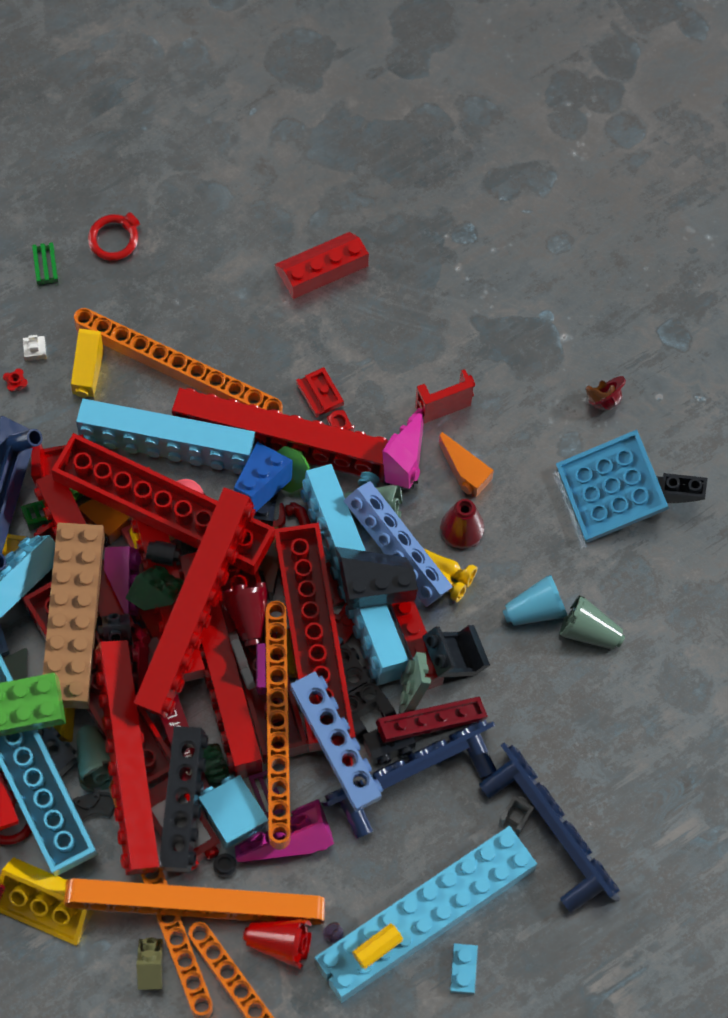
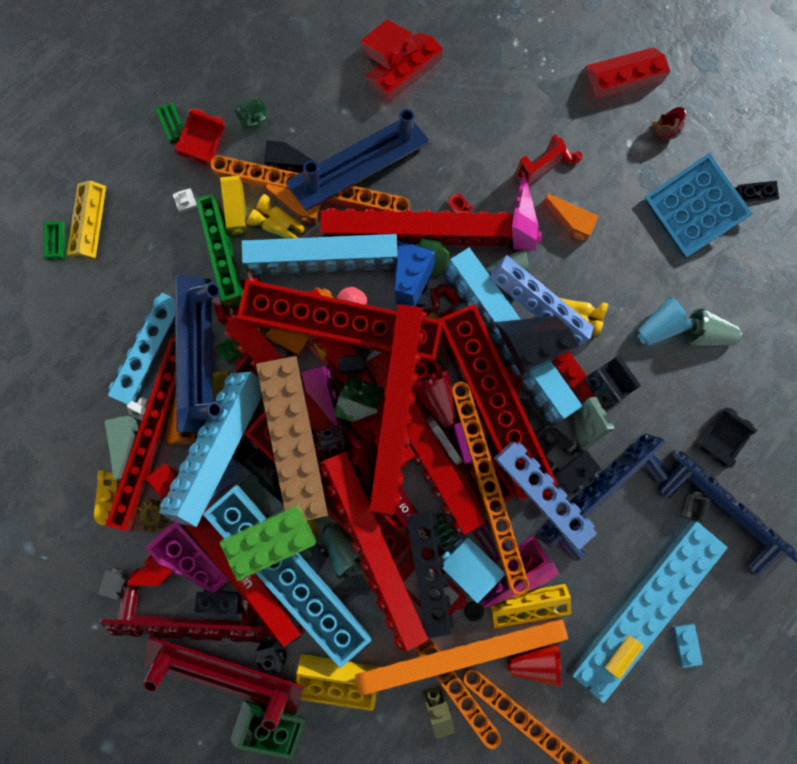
camera: 20 degrees left, 15 degrees up
(15, 385) = (177, 239): red plate -> none
(28, 641) = (260, 466): none -> black slope
(56, 403) = (220, 250): none -> green brick
(71, 285) = (200, 137): none -> red panel
(129, 223) = (232, 69): red piece -> none
(130, 392) = (277, 222): none -> yellow piece
(135, 272) = (251, 112): none -> clear green gear
(159, 380) = (288, 200): none -> orange slope
(161, 328) = (284, 157): none -> black slope
(237, 349) = (357, 162): none -> dark blue piece
(294, 869) = (530, 603): none -> yellow fence
(309, 235) = (389, 44): none -> red brick
(320, 392) = (435, 181): red plate -> none
(333, 932) = (577, 645): clear purple hinge -> none
(368, 476) = (497, 250): medium azure bush -> none
(431, 719) = (608, 447): dark red plate -> none
(462, 525) = (584, 270): dark red cone -> none
(482, 402) = (571, 157): none -> red arm
(575, 328) = (627, 72): none -> red slope
(575, 748) = (725, 437): none -> black panel

